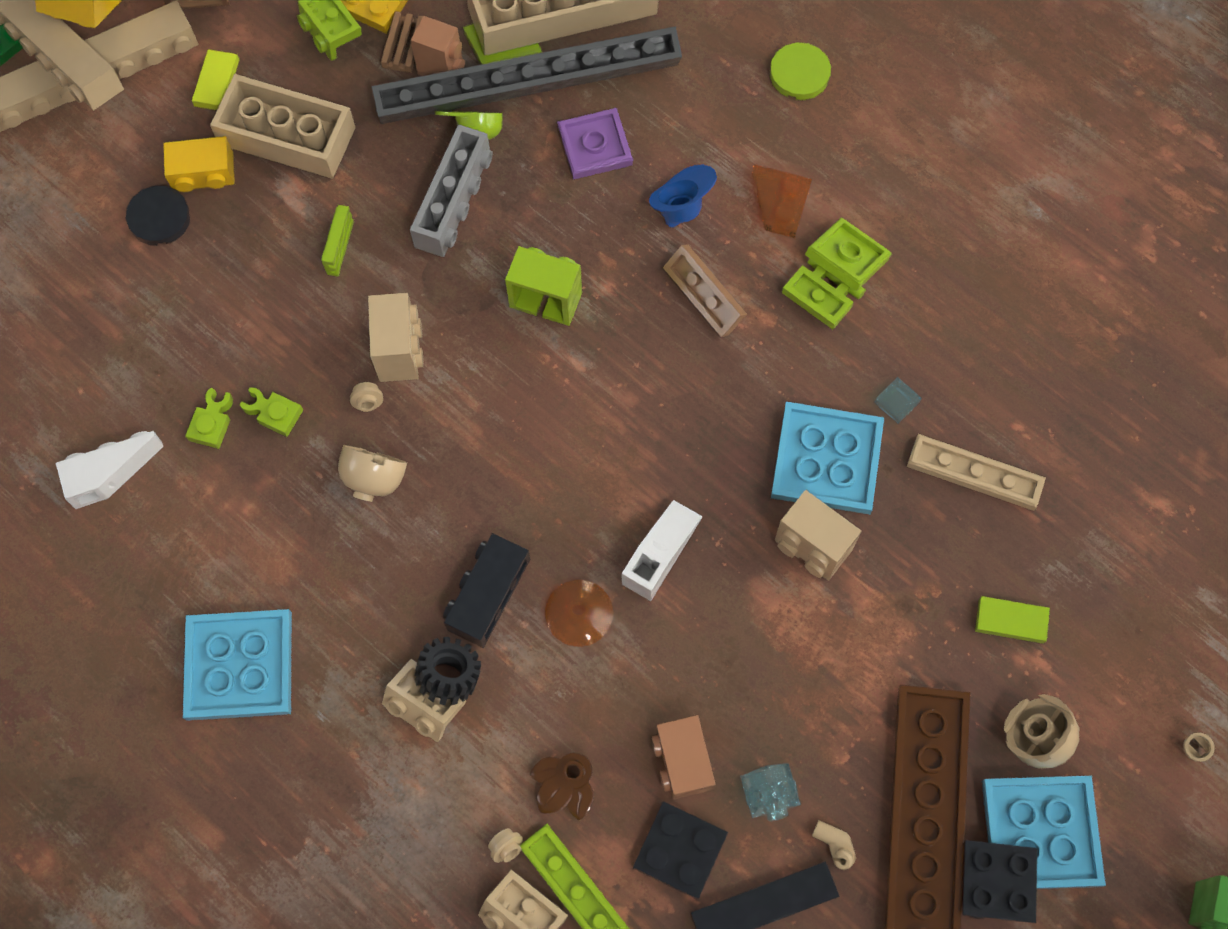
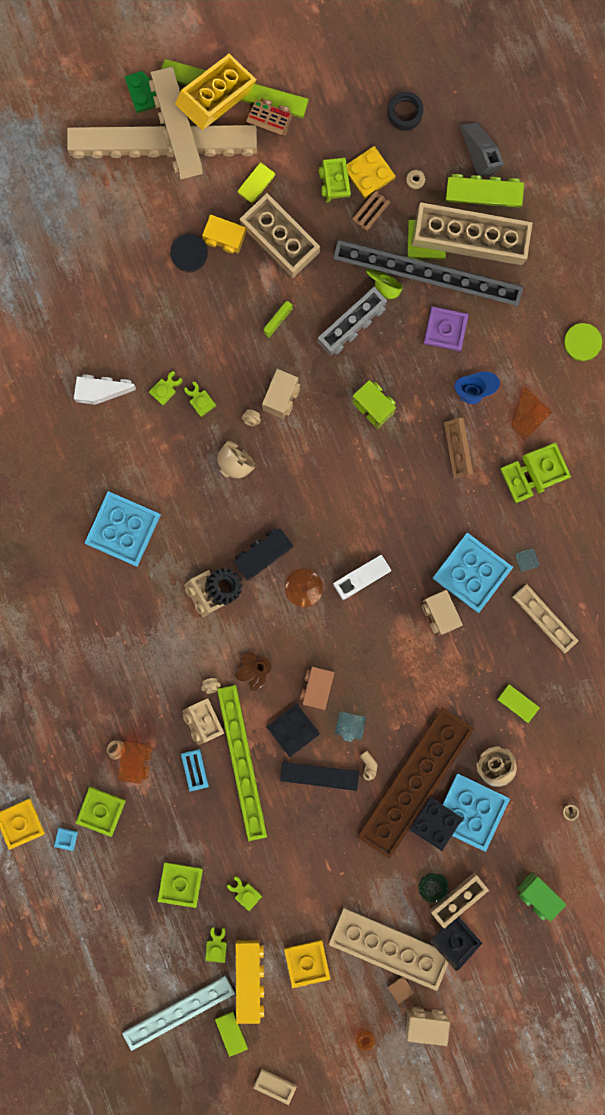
camera: 25 degrees right, 15 degrees up
(436, 47) = (385, 232): nougat brick -> none

